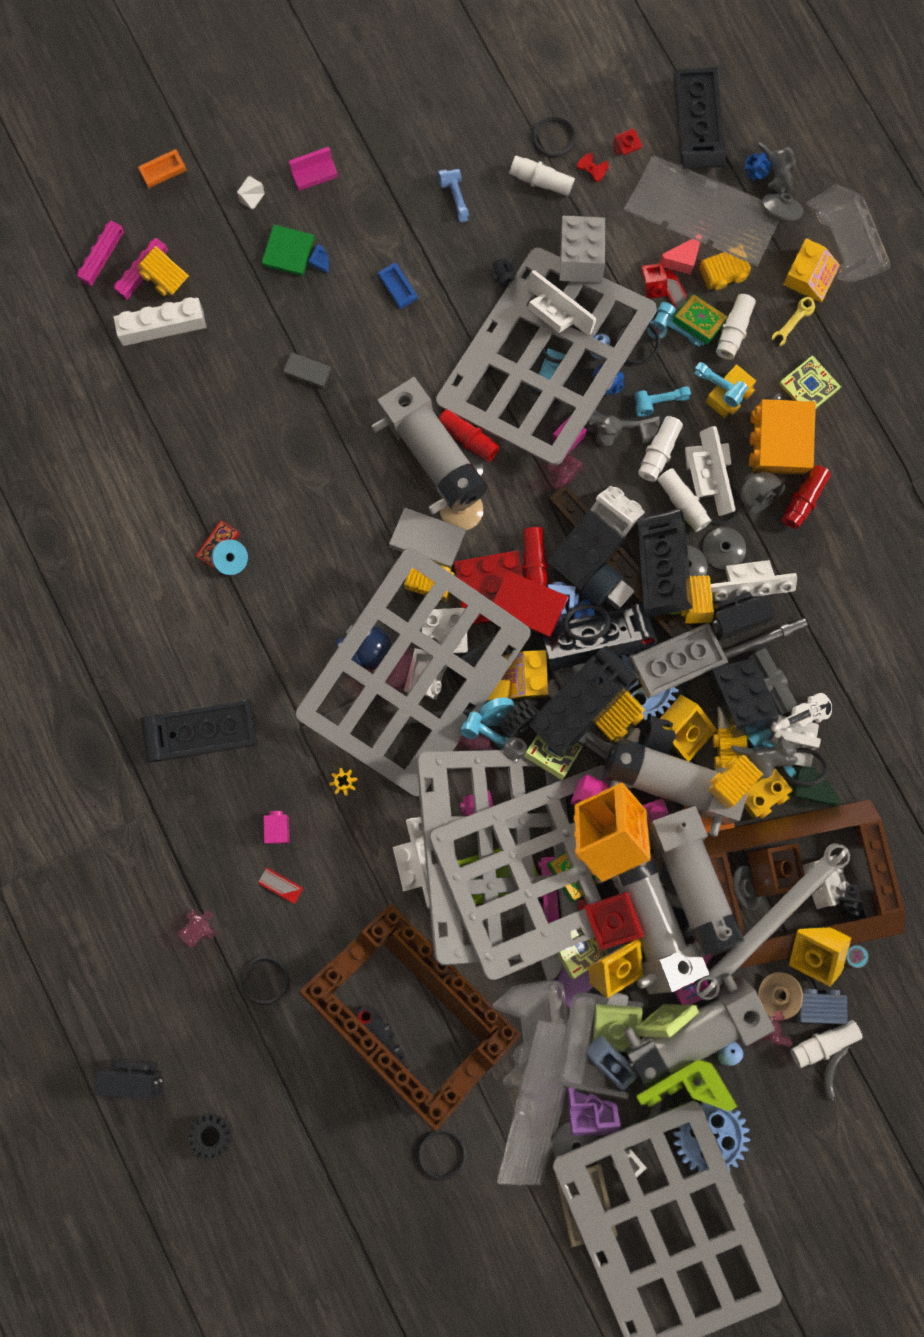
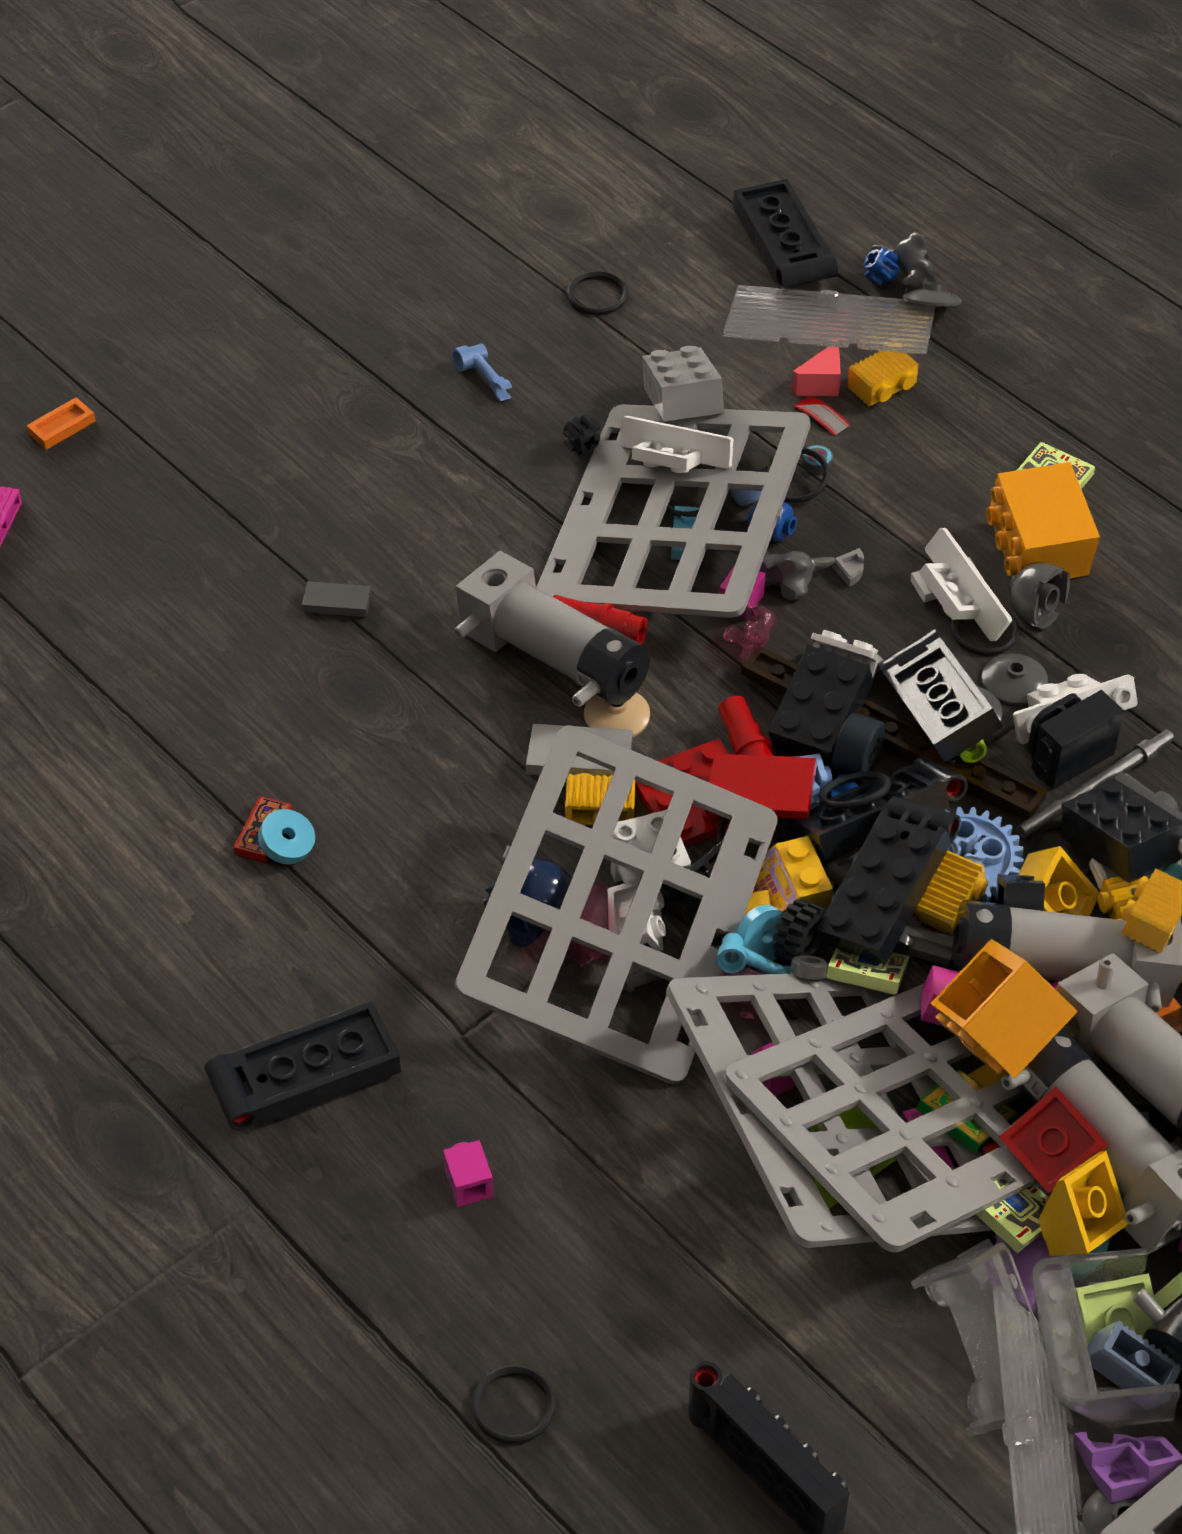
camera: 15 degrees left, 30 degrees down
(131, 277) = (58, 534): dark pink piece -> none
(159, 321) = (104, 582): white brick -> none
(161, 272) = (93, 524): yellow brick -> none
(197, 928) = (376, 1345): clear pink piece -> none
(250, 192) = (196, 421): white slope -> none
(280, 885) = (497, 1258): sticker -> none
(288, 250) = (268, 475): green tile -> none
(313, 169) = (276, 380): dark pink panel -> none
(319, 259) = (316, 477): blue tile -> none
(343, 775) = (555, 1084): yellow gear -> none
(397, 285) = (436, 483): blue tile -> none
(411, 859) = (706, 1171): white bracket -> none
(445, 982) = (802, 1323): reddish brown slope -> none
(541, 175) = (596, 328): white piece -> none
(597, 172) = (654, 309): red piece -> none
(619, 595) = (888, 753): white slope -> none
(626, 142) = (697, 274): red bracket -> none
(644, 402) = (835, 539): medium azure brick -> none
(655, 280) = (793, 400): red bracket -> none
(660, 449) = (877, 581): white piece -> none
(665, 317) = (824, 437): medium azure brick -> none
(678, 660) = (1009, 808): light grey tile -> none
(684, 498) = (921, 620): white piece -> none
(700, 319) = (872, 431): green tile -> none
(701, 600) = (1013, 741): yellow brick -> none
(715, 398) = (948, 499): yellow brick -> none
(734, 392) = (953, 490): medium azure brick -> none
(735, 328) = (924, 431): white piece -> none
(801, 311) = (1008, 398): light yellow brick -> none
(805, 498) = (1103, 592): red piece -> none
(812, 271) = (1000, 355): yellow slope -> none
(853, 231) = (1029, 304): clear windscreen -> none

